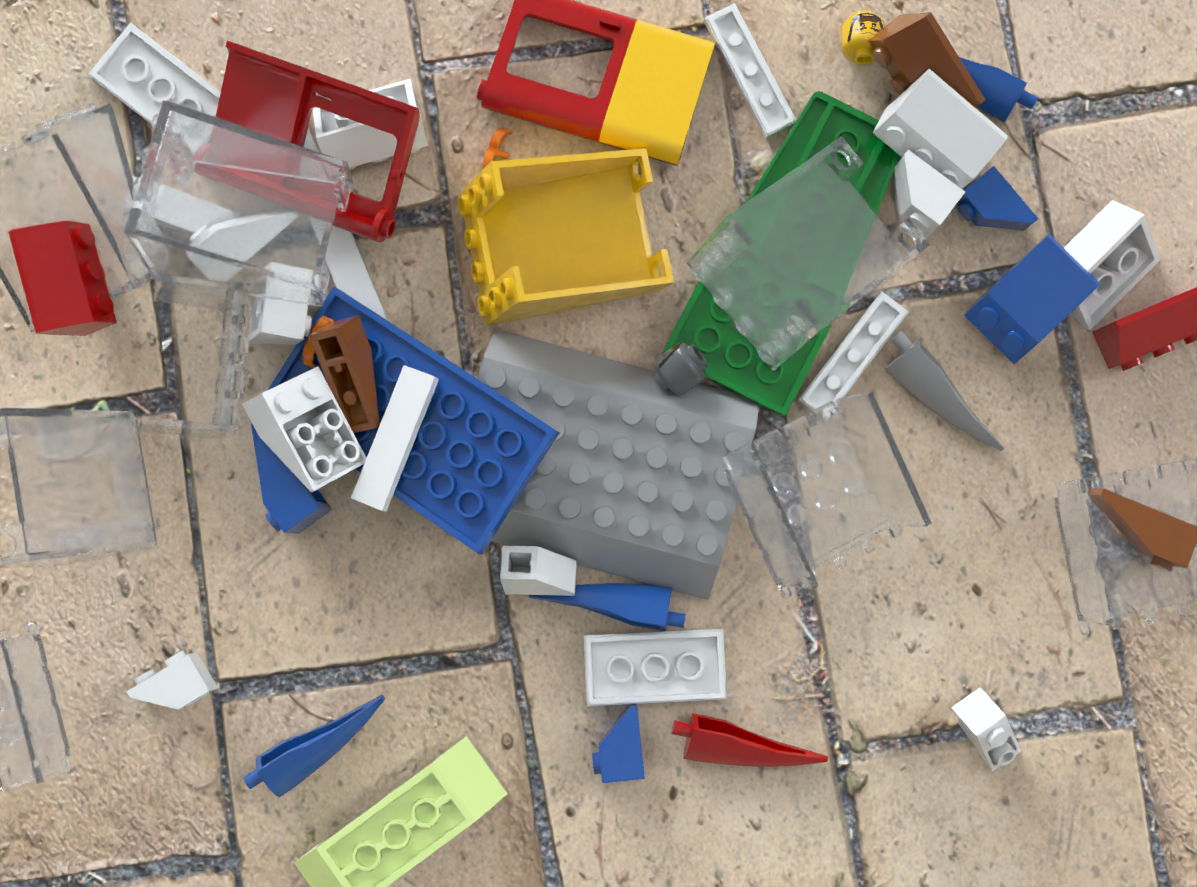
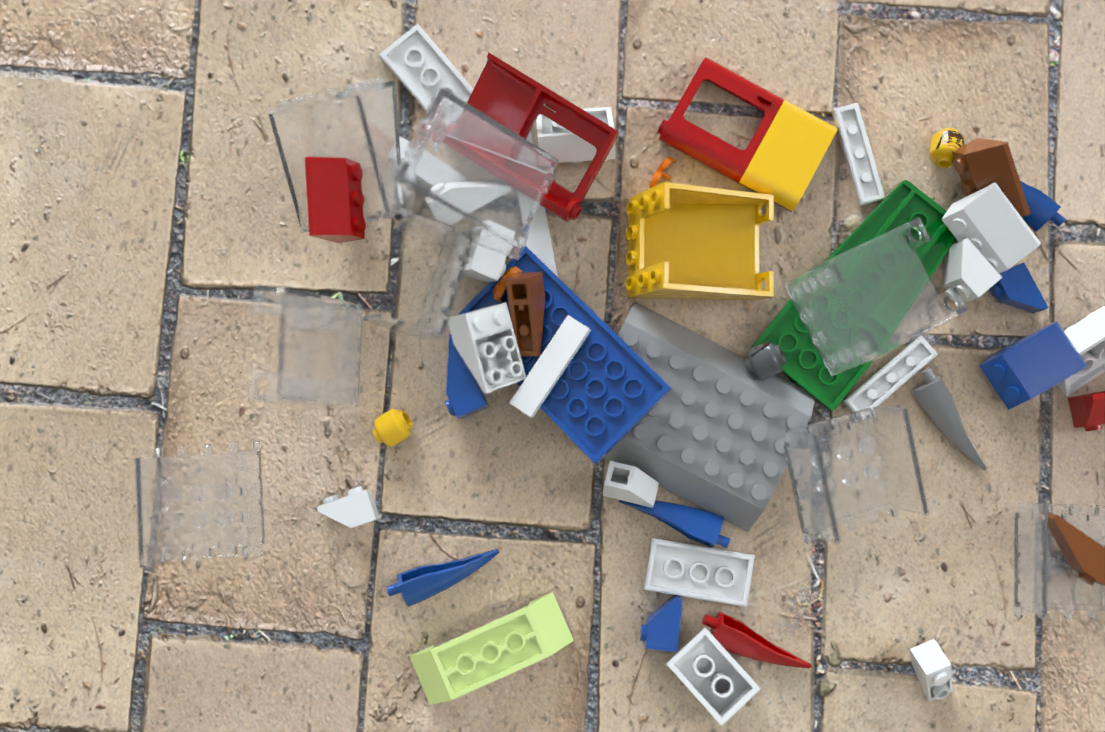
camera: 10 degrees right, 0 degrees up
(207, 564) = (392, 427): none -> yellow head
(698, 799) = (713, 676): none -> white slope

